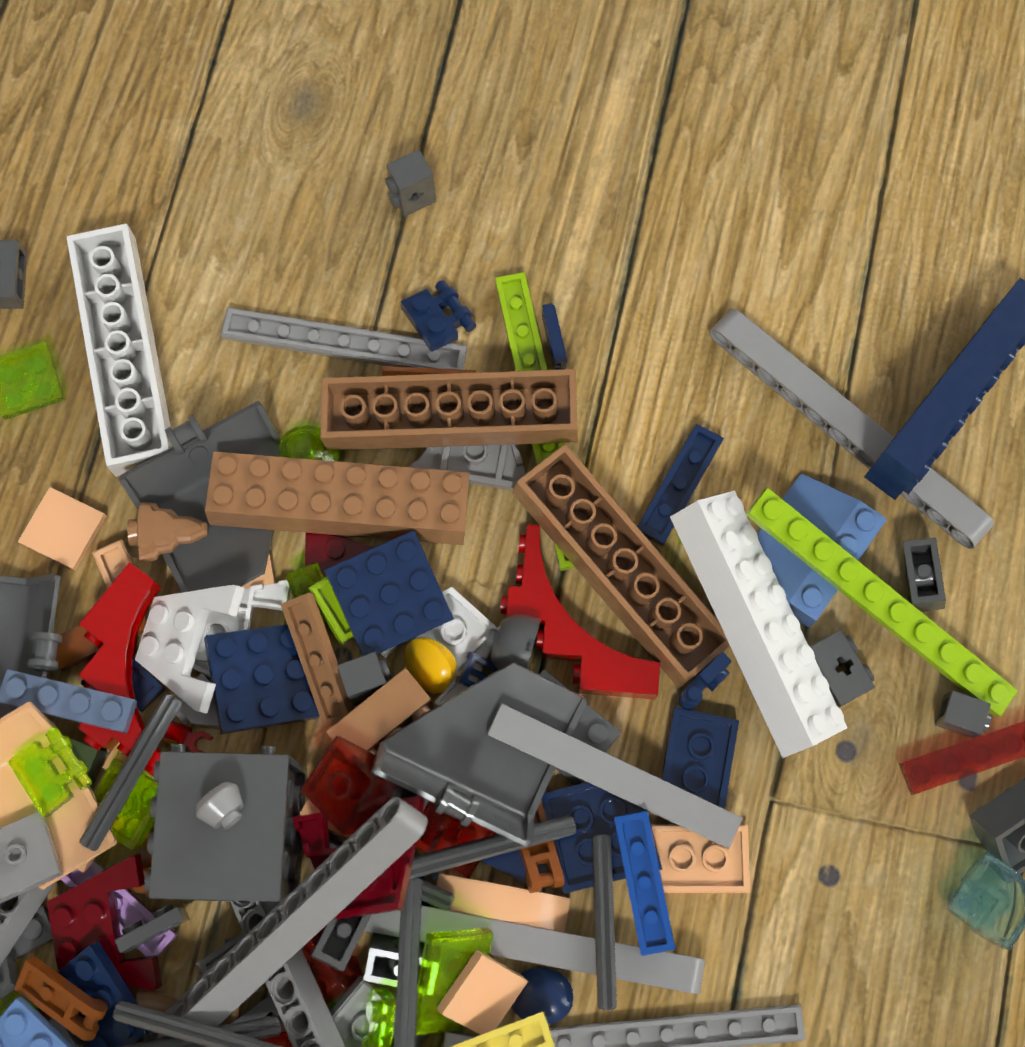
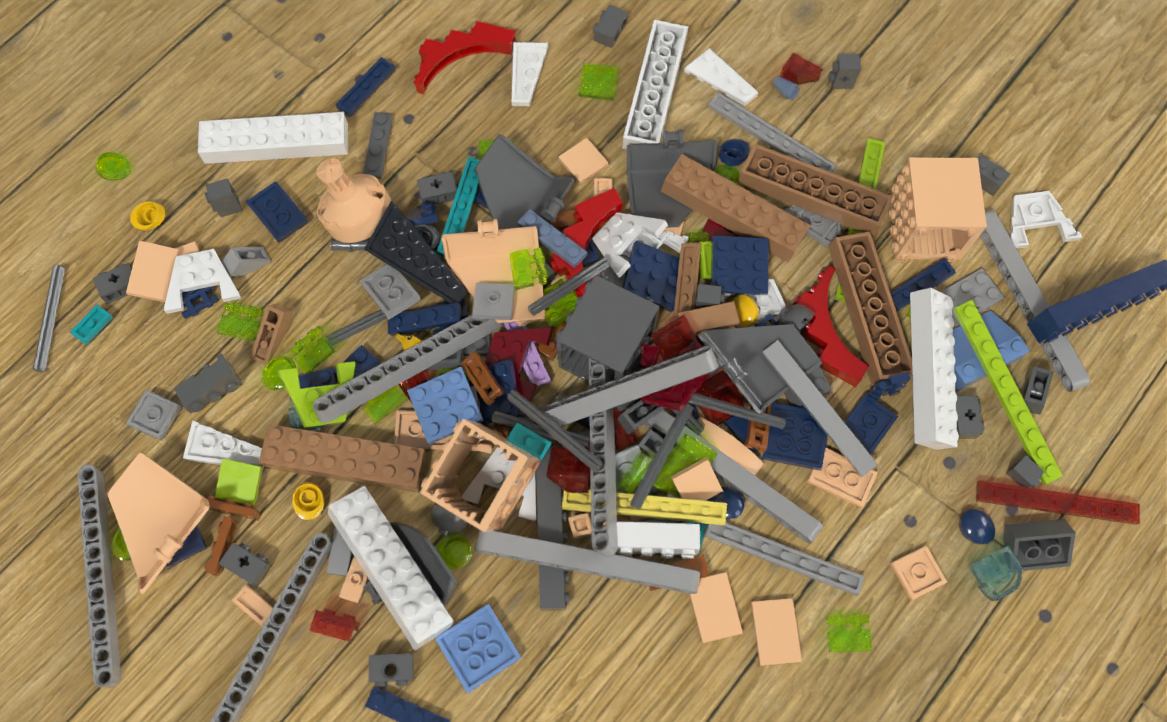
camera: 25 degrees right, 5 degrees down
(139, 934) = (536, 369): dark grey plate -> none
(161, 531) = (635, 183): medium nougat rock -> none
(215, 276) = (722, 77): none -> white wing
(221, 806) = (615, 311): light grey cone -> none
(297, 400) = (734, 152): none -> dark blue hat
(332, 250) = (786, 88): none -> sand blue cone
(340, 212) = (800, 70): none -> clear red slope
(429, 319) = (823, 146): dark blue plate -> none
(554, 337) = (887, 178): dark blue tile -> none
(604, 922) = (778, 479): dark grey axle -> none
(644, 883) = (810, 469): blue plate -> none
(649, 357) = (936, 208): none -> light nougat piece
(700, 254) = (991, 175): none -> dark grey brick
(761, 460) = (976, 288): none -> light grey plate
(798, 280) = (1038, 211): none -> white wing
(877, 955) = (918, 573): none -> light nougat tile
(930, 836) = (977, 527): none -> dark blue hat

